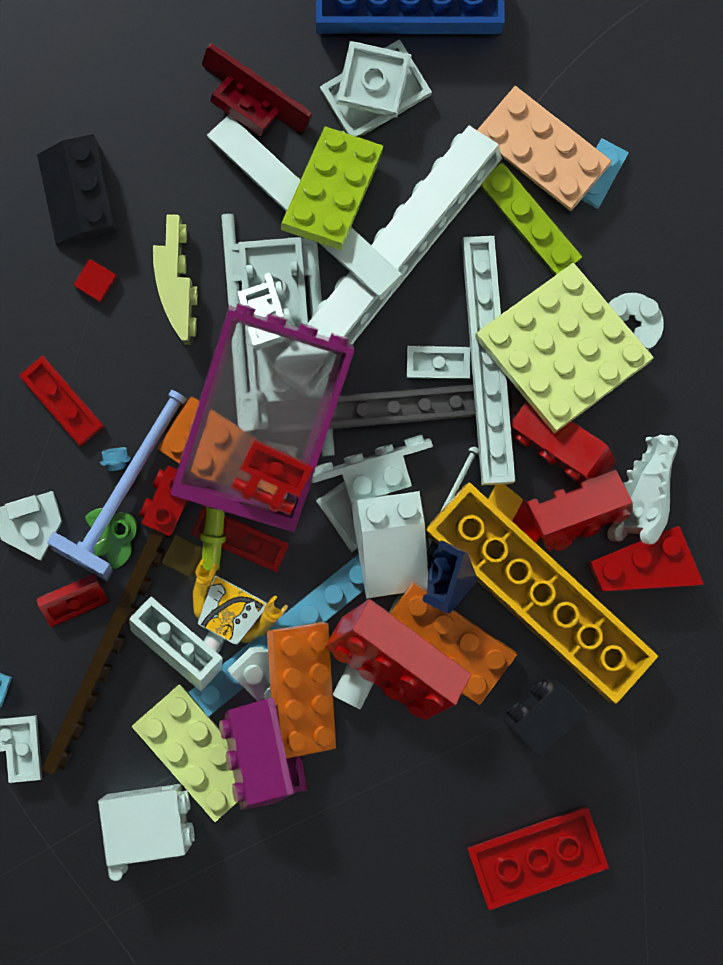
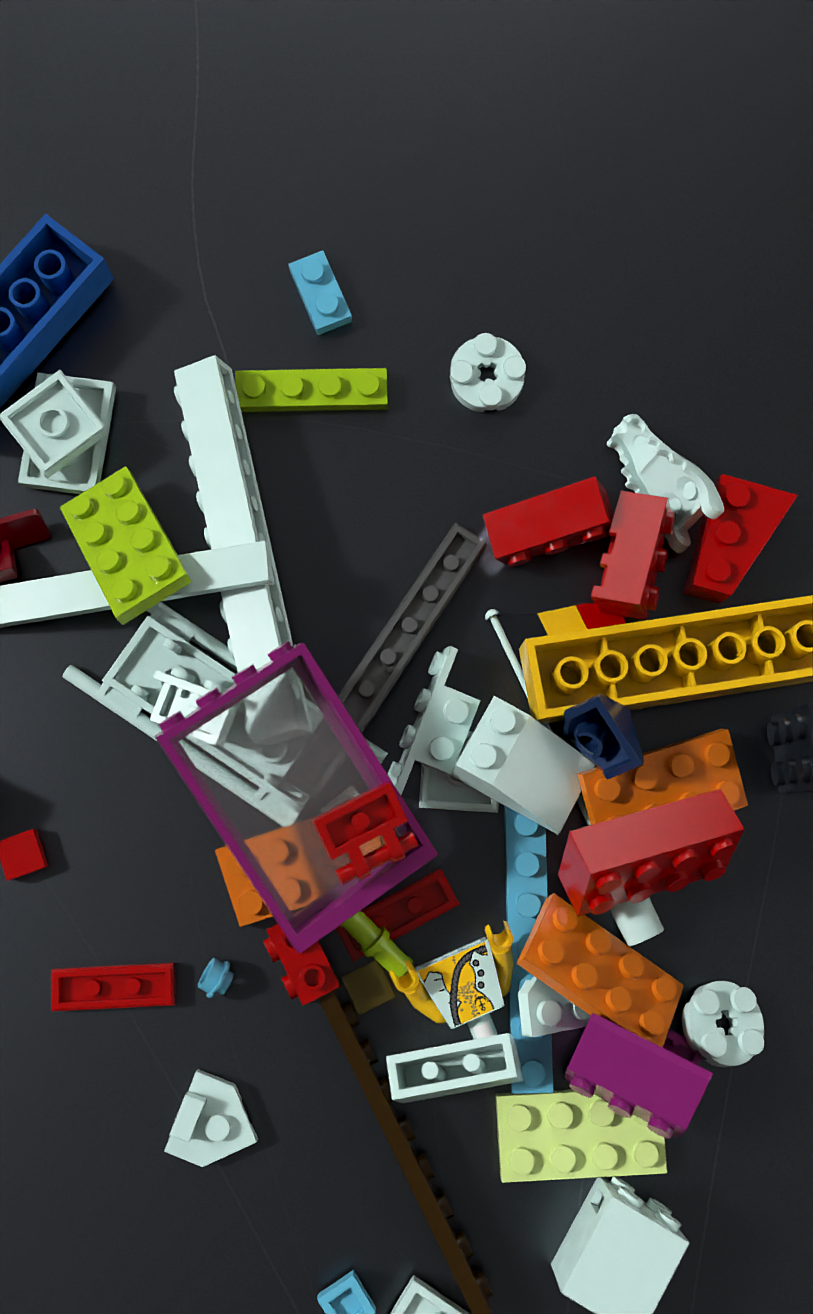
camera: 50 degrees left, 5 degrees down
(72, 600) = (324, 1141): red plate -> none
(83, 552) = (285, 1090): light blue tile -> none
(113, 543) = (289, 1052): bright green plate -> none
(175, 291) = (98, 783): yellowish green slope -> none
(313, 789) = (745, 1020): none -> light aqua plate
(438, 362) = (378, 581): light aqua plate -> none
(488, 378) = (417, 531): light aqua plate -> none
(544, 148) = (256, 320): light nougat plate -> none
(563, 347) = (462, 448): yellowish green plate -> none

